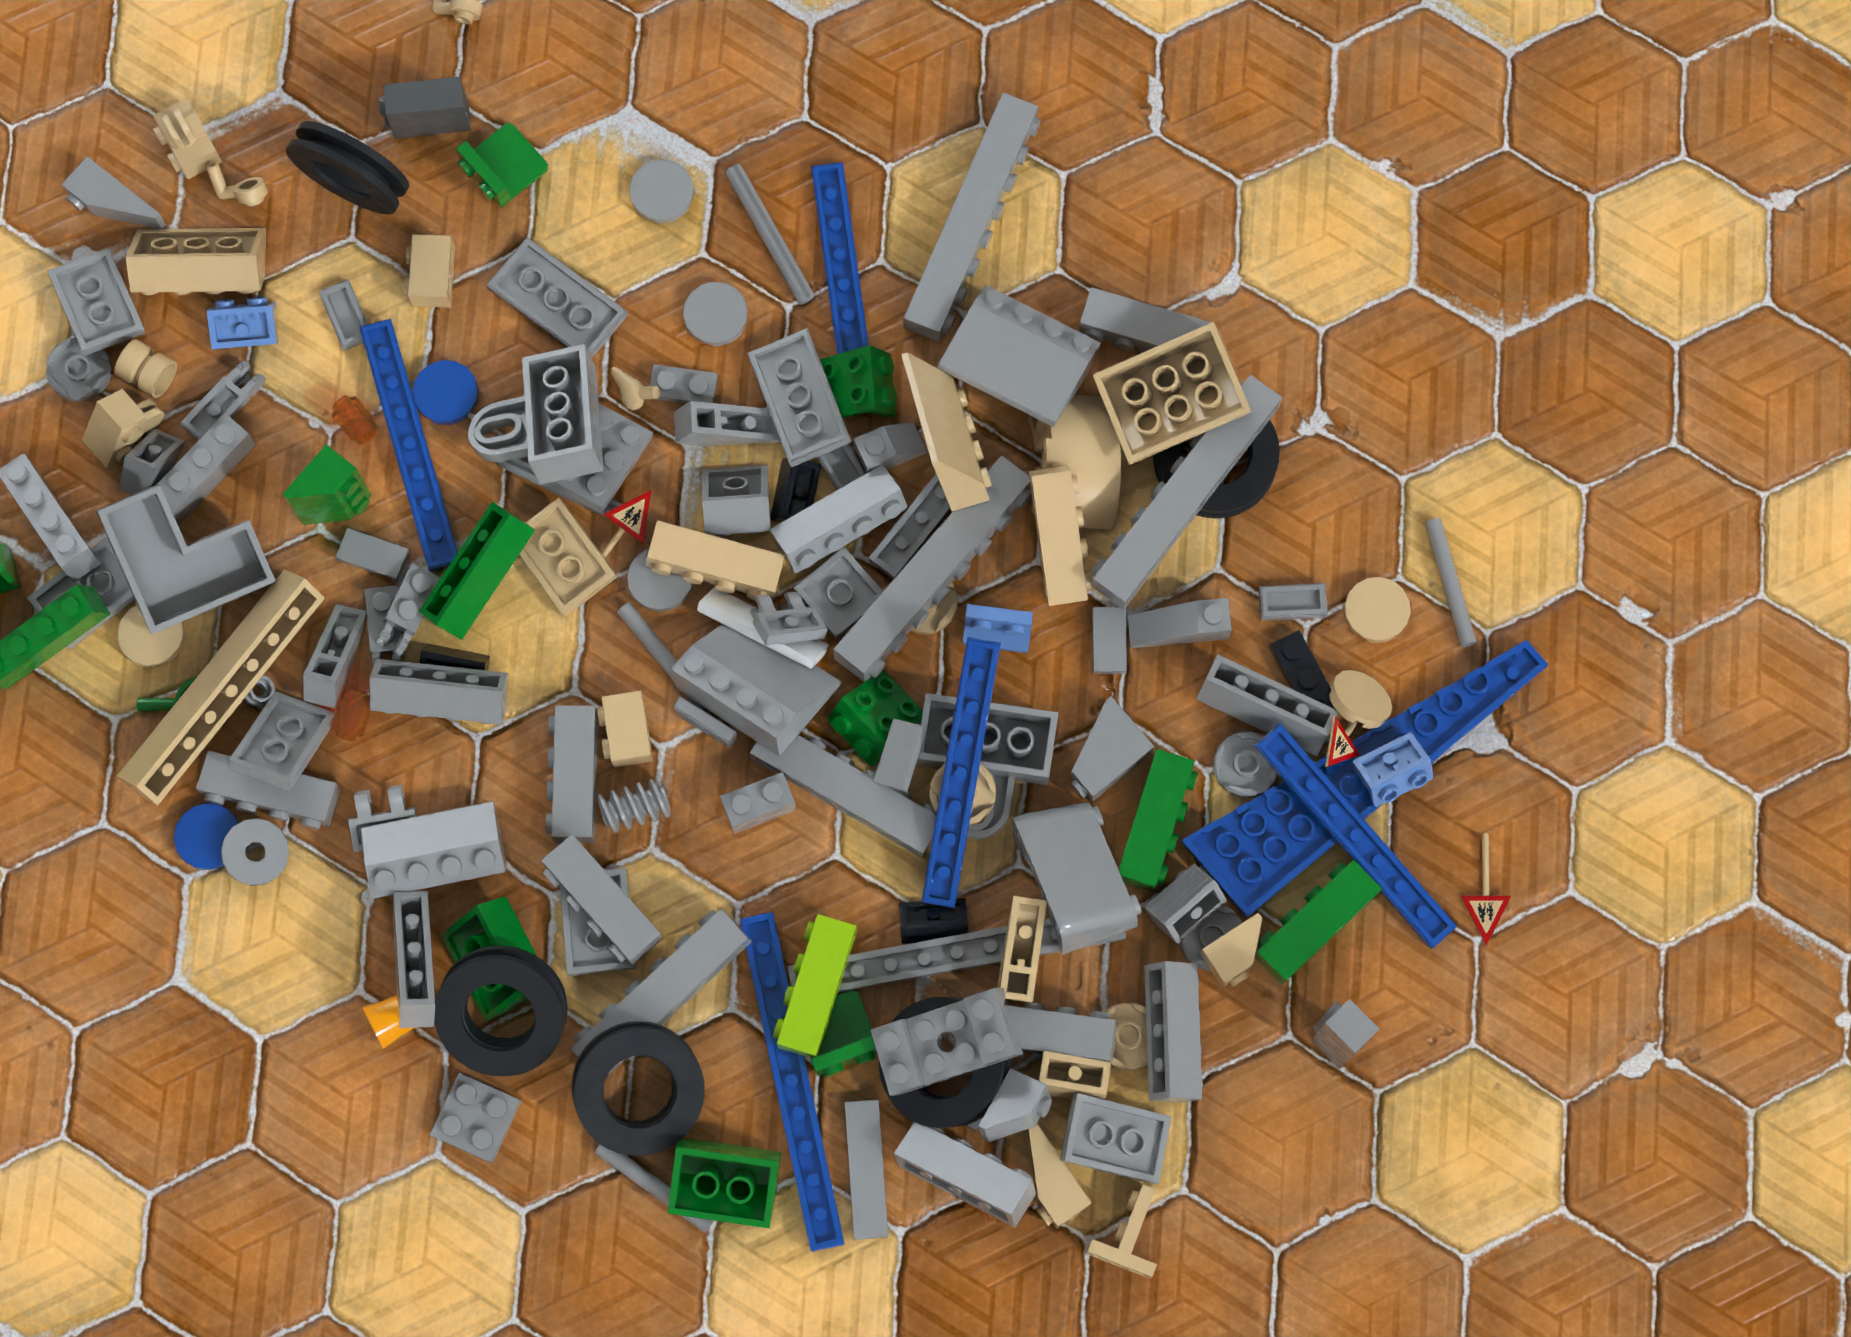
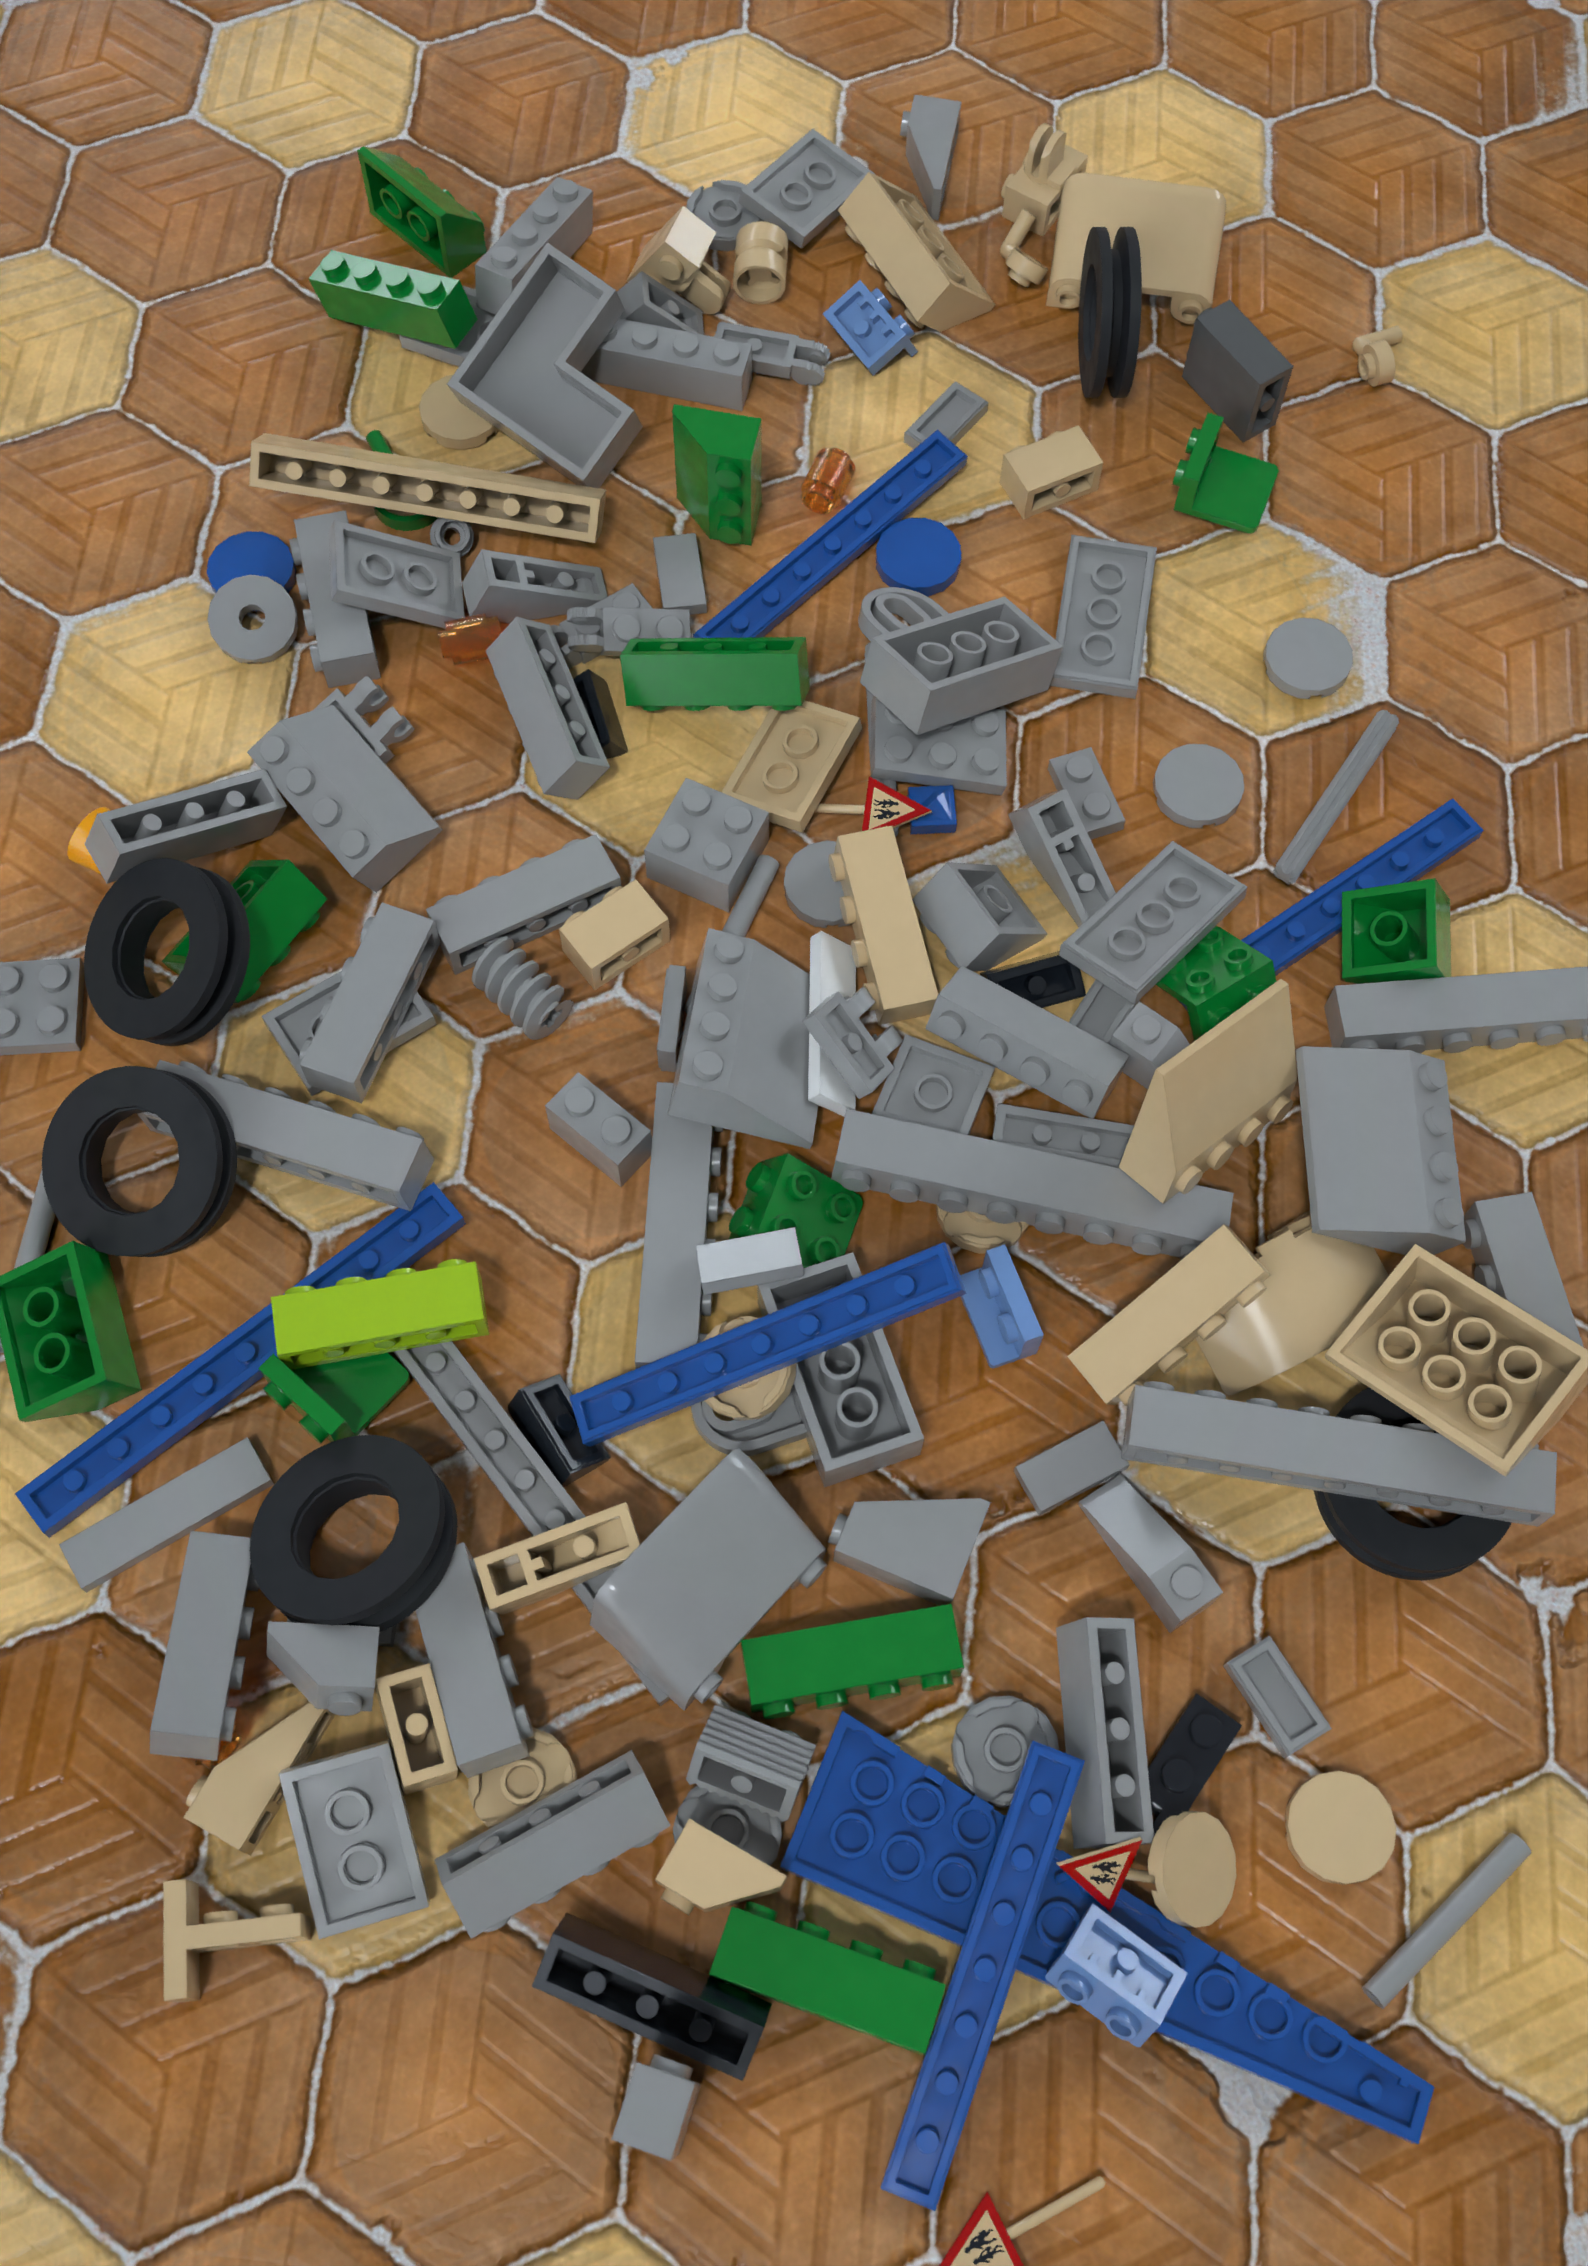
camera: 60 degrees right, 10 degrees down
(284, 92) = (1175, 228): none -> tan windscreen
(595, 640) = (707, 844): none -> light grey brick
(632, 390) = (1045, 742): tan animal -> none
(639, 482) = (941, 802): none -> blue tile
(888, 260) = (1396, 933): none -> green slope
(913, 1050) = (341, 1480): light grey piece -> none
(1280, 1016) = (652, 1996): none -> black brick

